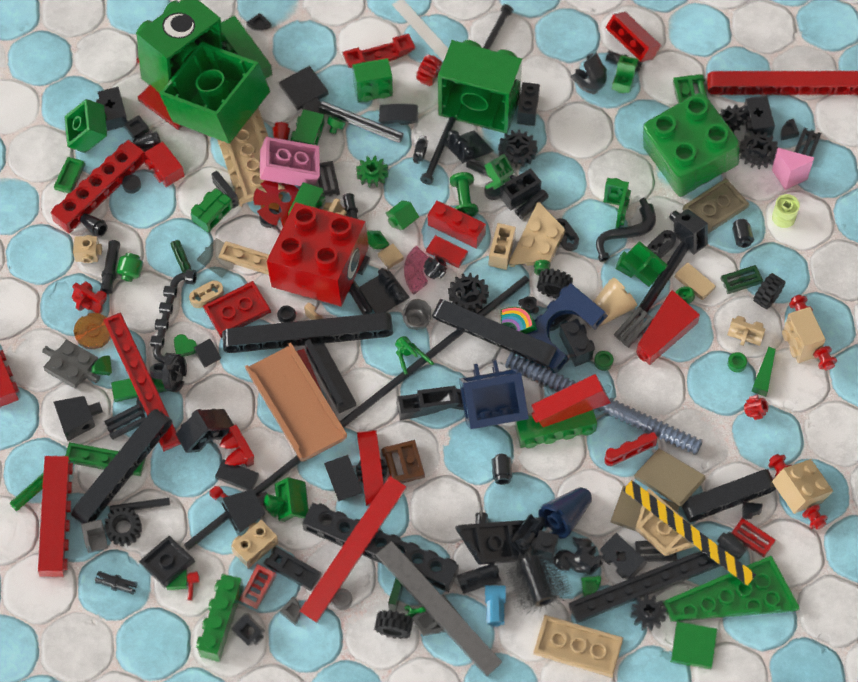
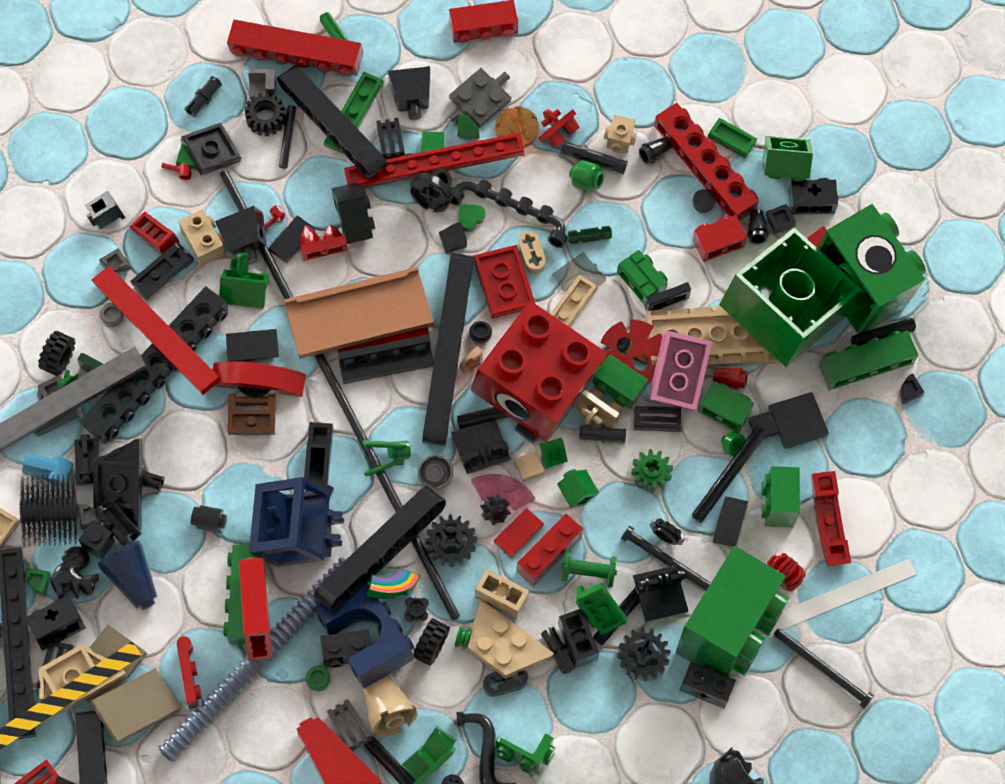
camera: 100 degrees right, 5 degrees up
(220, 617) = (127, 186): green brick -> none
(732, 545) = (29, 753): black brick -> none

